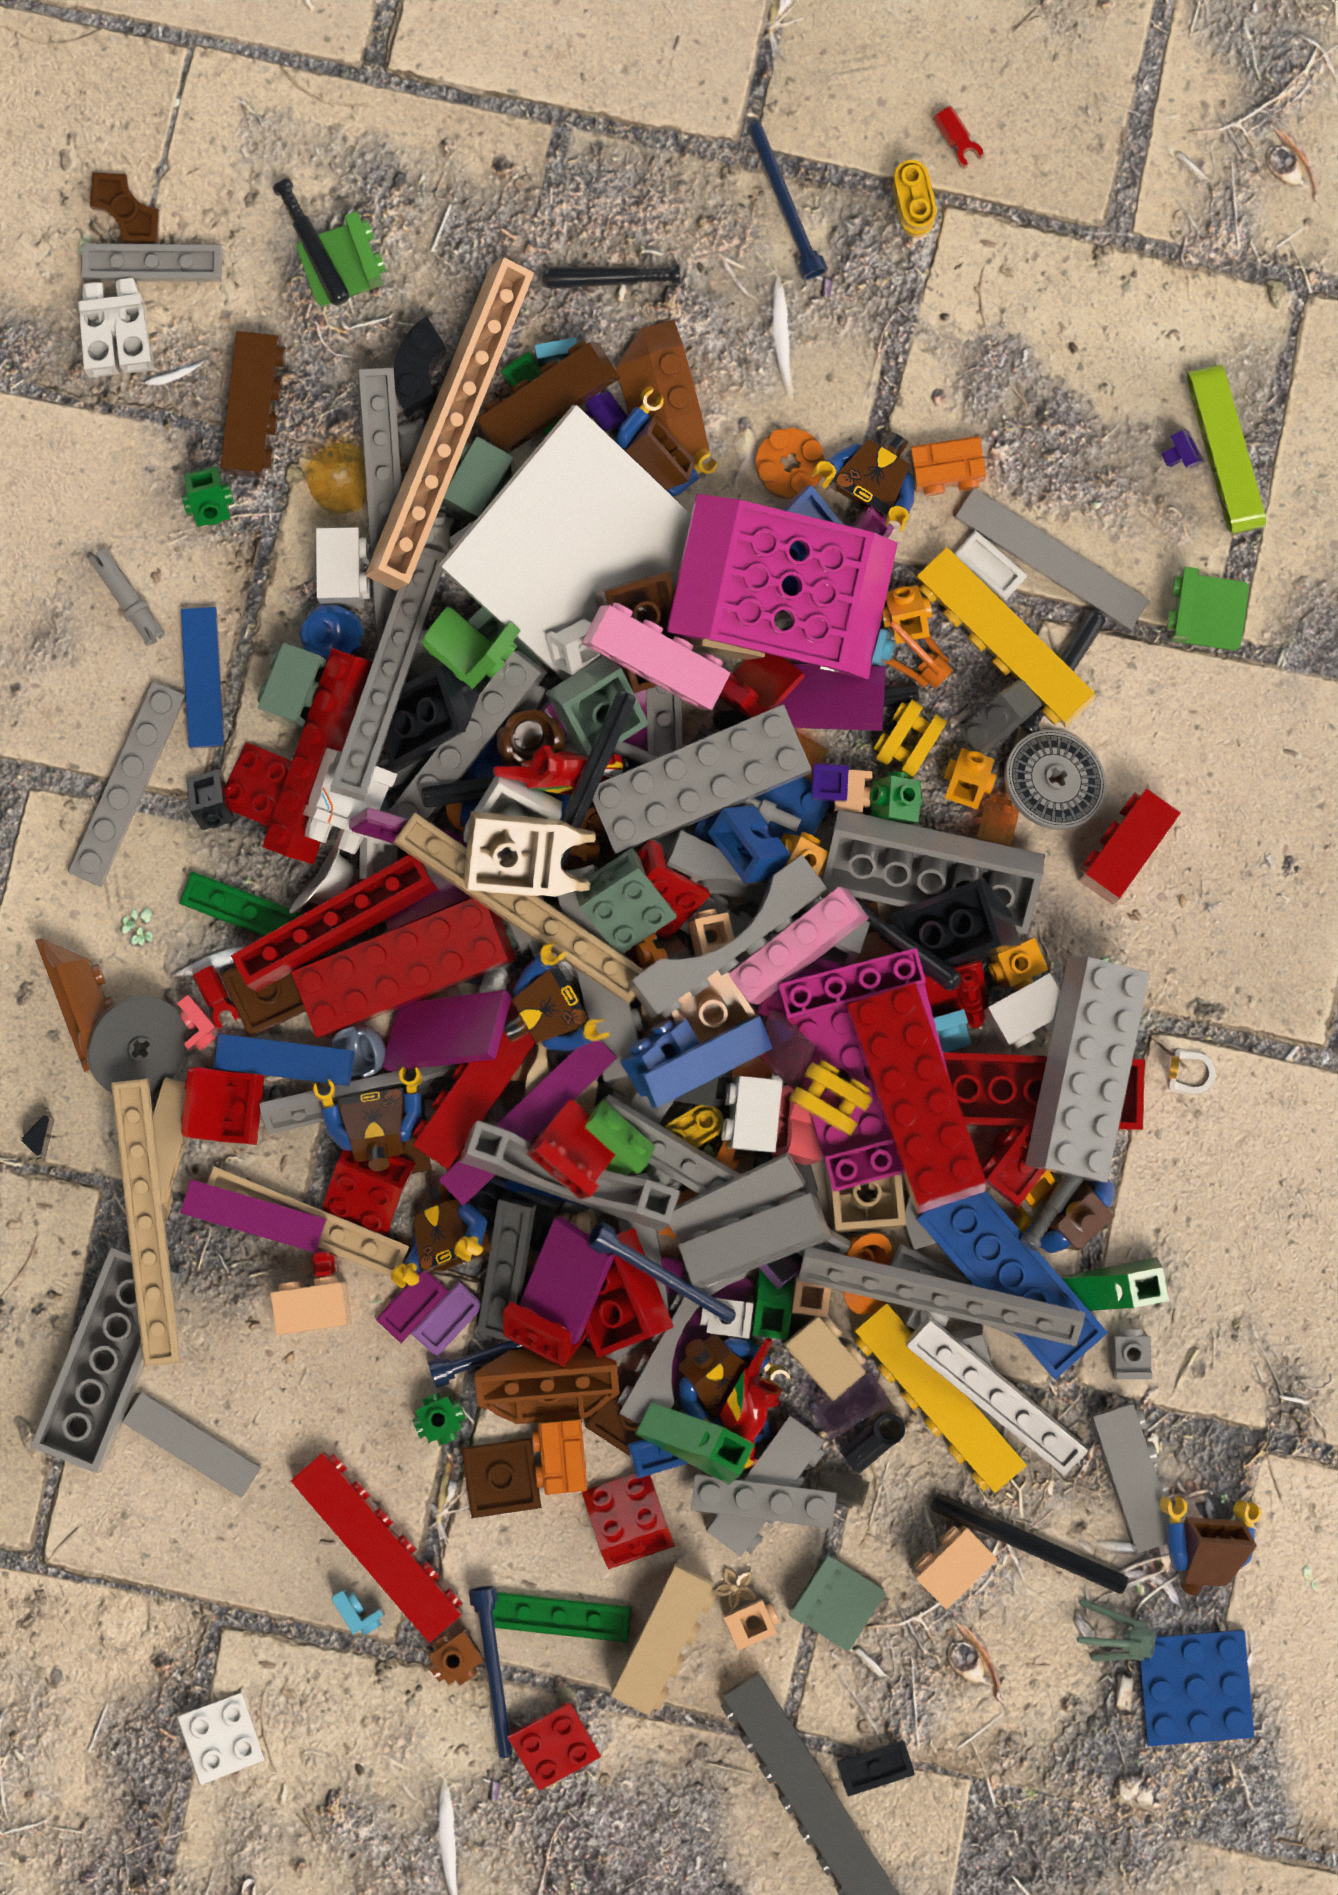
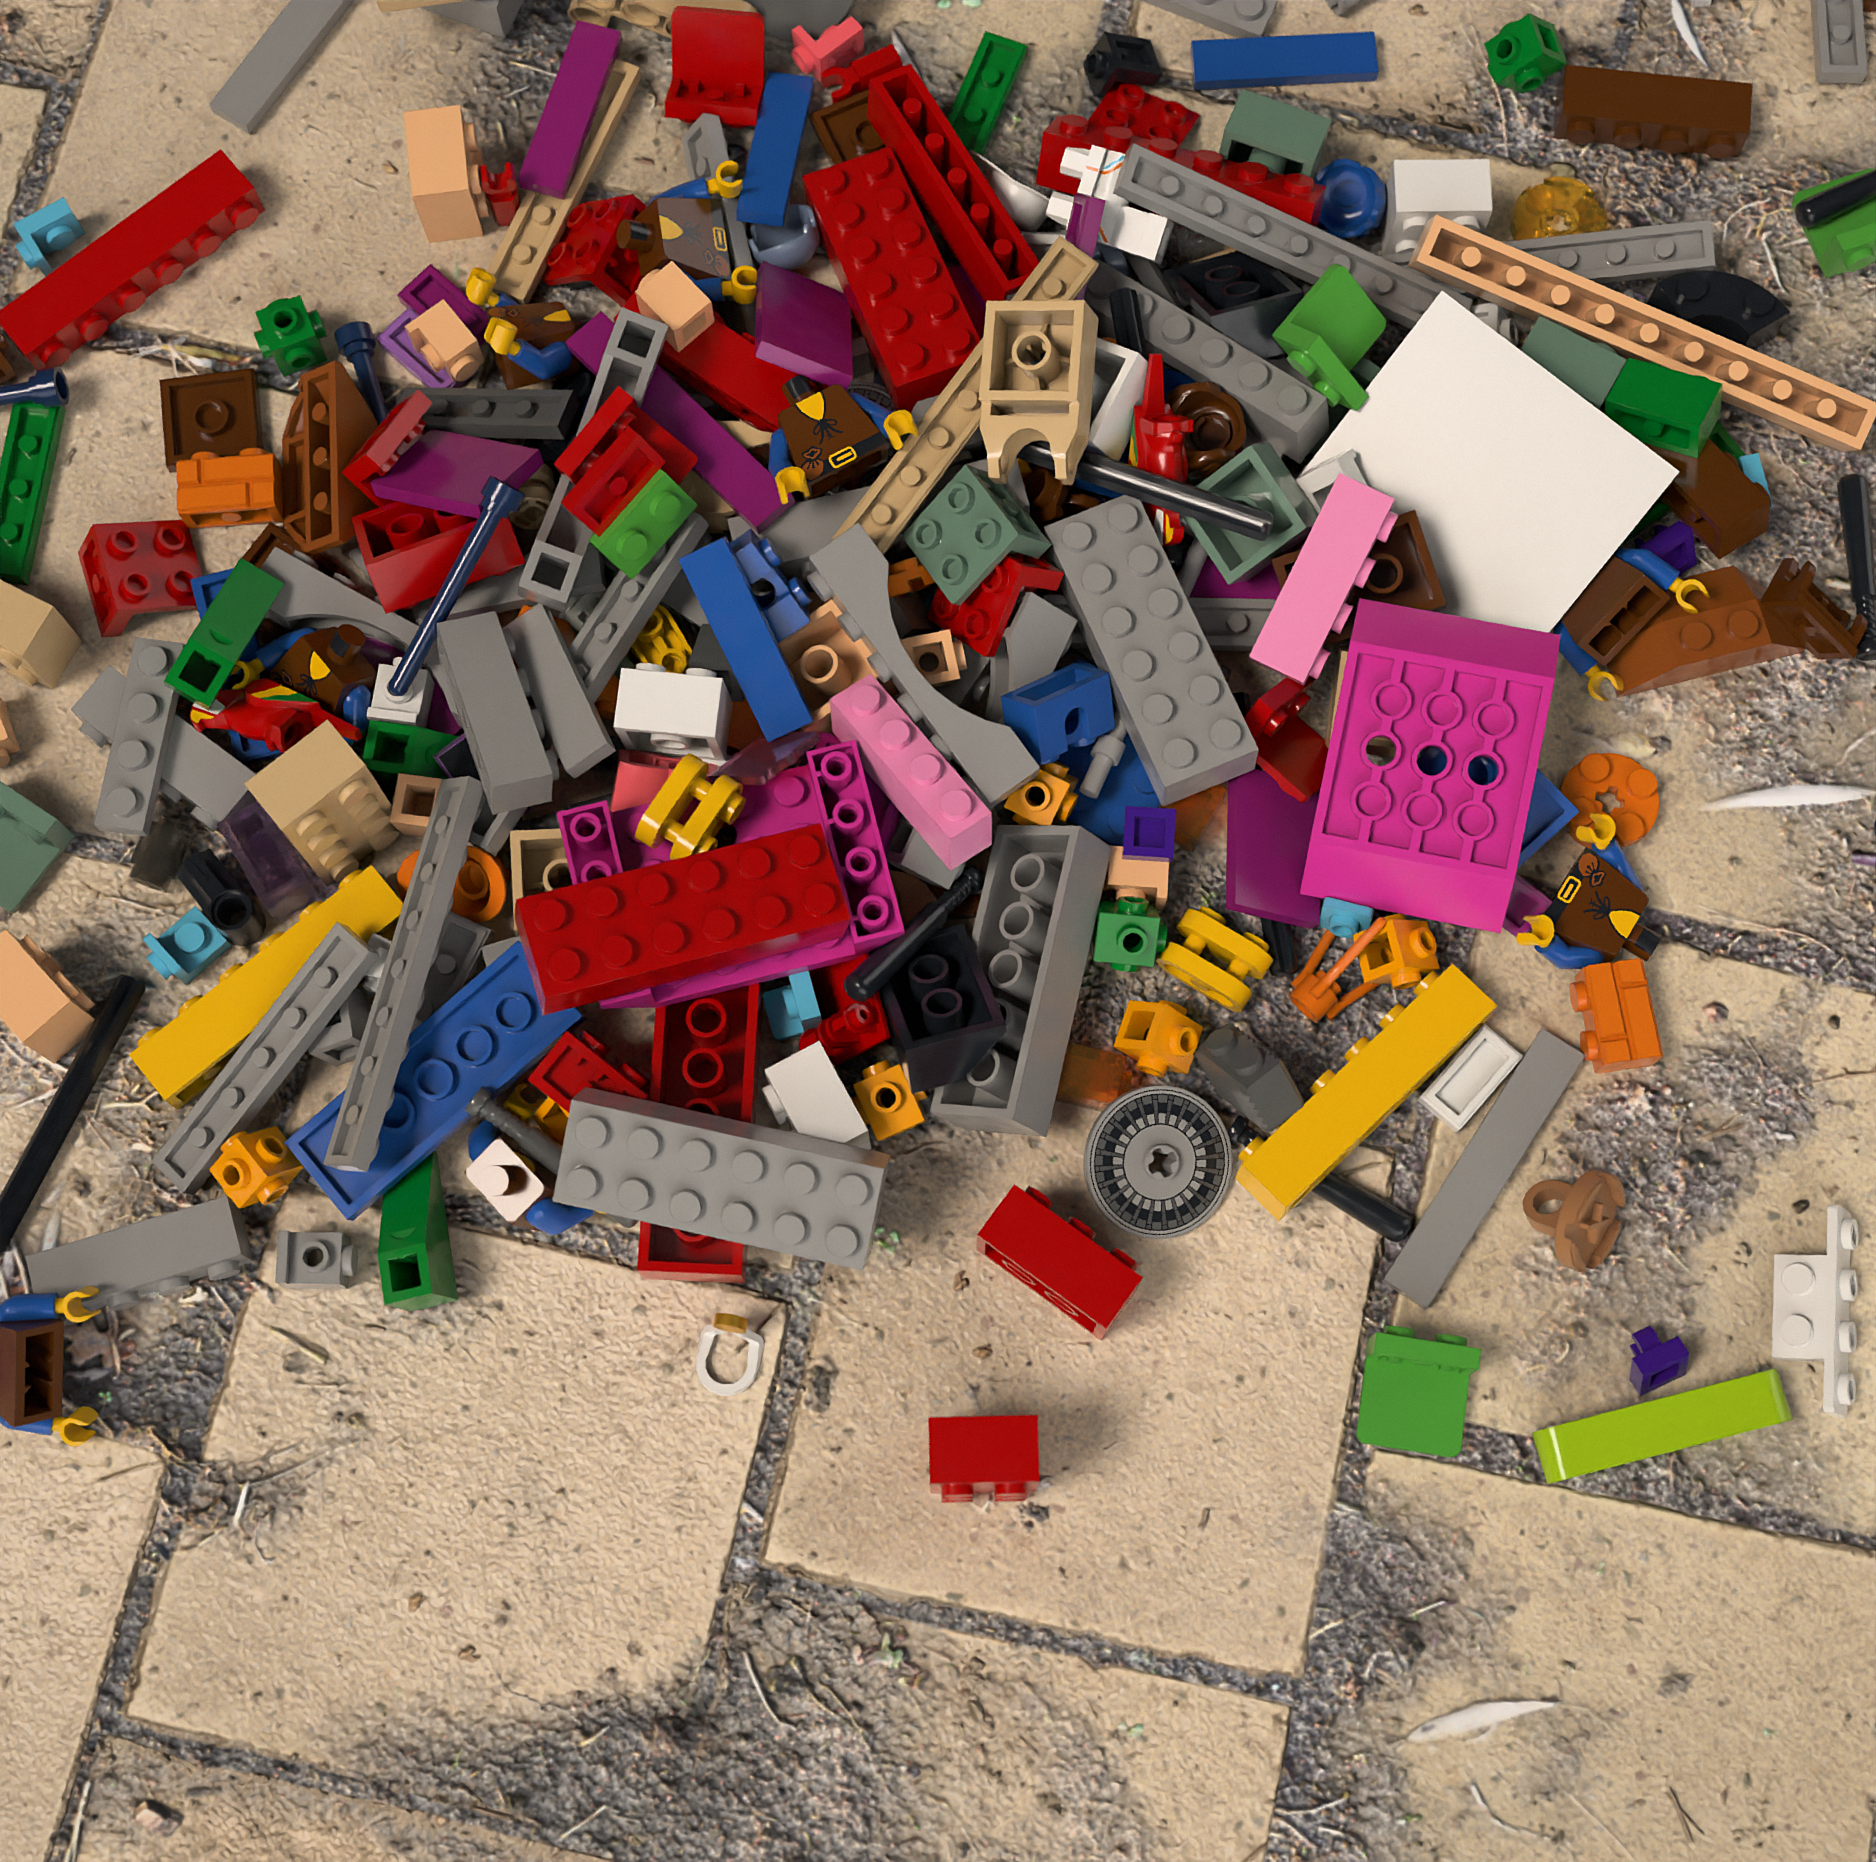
camera: 90 degrees right, 10 degrees down
(444, 1122) = (675, 301): none -> light nougat brick
(450, 1298) = (445, 342): none -> light nougat brick
(510, 411) = (1665, 406): none -> green brick
(594, 1151) = (613, 481): none -> red panel
(653, 313) = (1811, 614): none -> reddish brown hinge
(736, 1588) = (38, 715): tan plant -> none
(909, 1464) = (186, 947): none -> medium azure bracket
(1071, 1399) = (255, 1167): none -> light orange brick
(1093, 494) = (1585, 1221): none -> medium nougat tile
(1146, 344) = (1813, 1310): none -> white bracket
(1264, 894) = (983, 1457): none -> red brick

